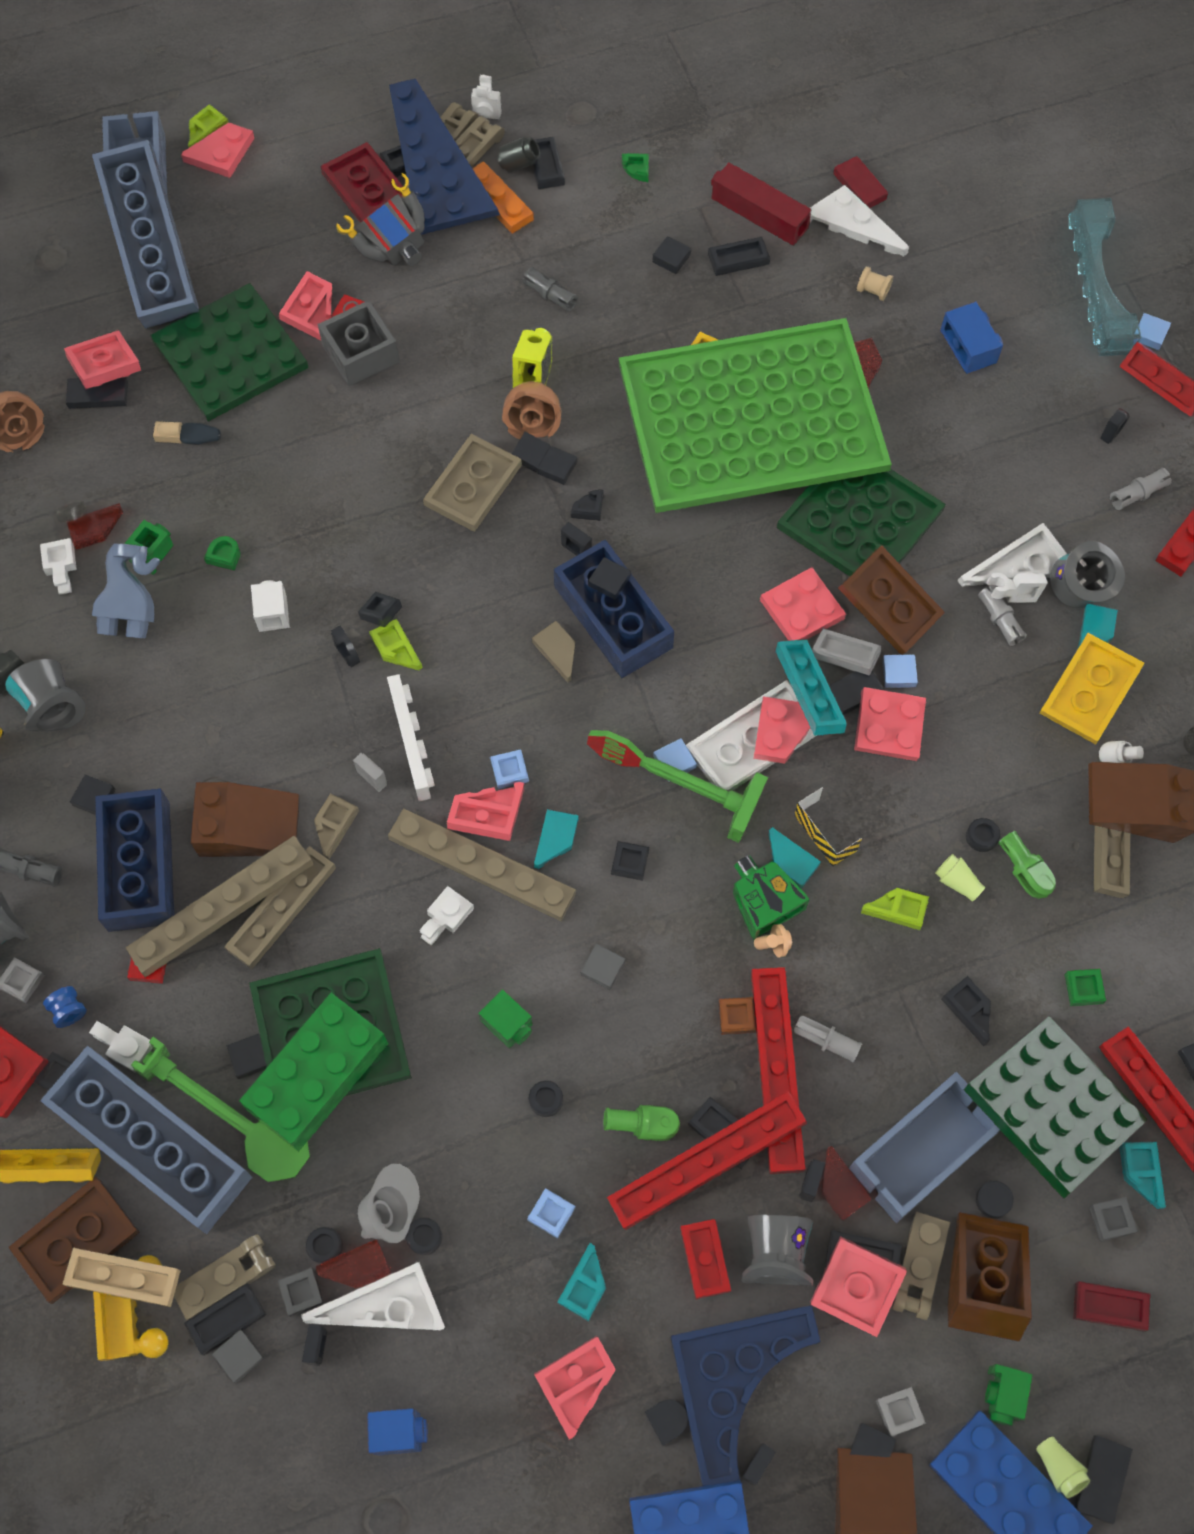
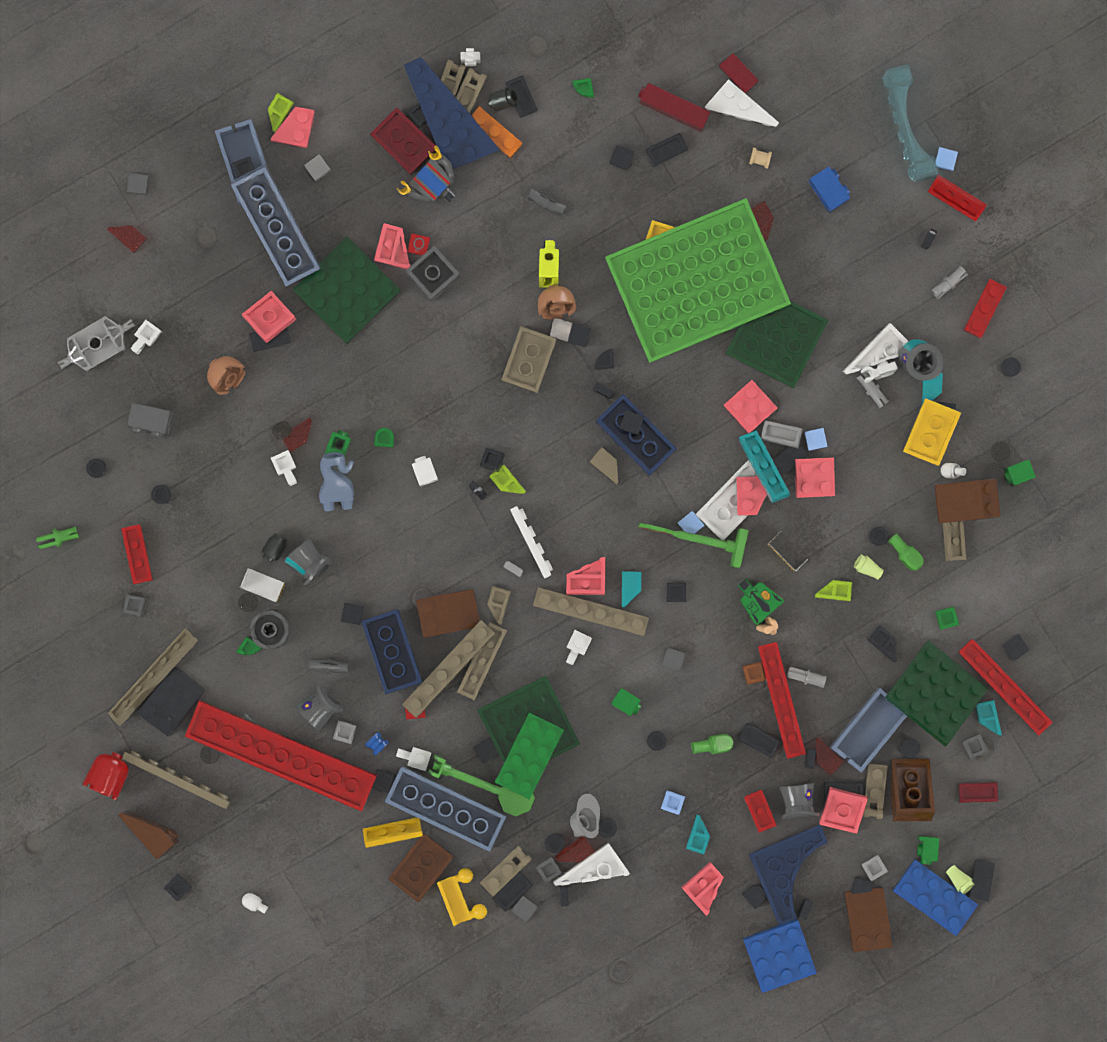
camera: 10 degrees left, 20 degrees up
(121, 1277) = (455, 883): tan plate -> none
(187, 433) = (338, 356): piece -> none
(236, 199) = (317, 167): none -> light grey tile
(396, 1432) = (618, 931): blue brick -> none
(509, 769) = (594, 549): light blue tile -> none
(706, 1160) = (752, 759): red plate -> none
(792, 858) = (769, 574): teal tile -> none
(891, 600) = (804, 396): reddish brown plate -> none

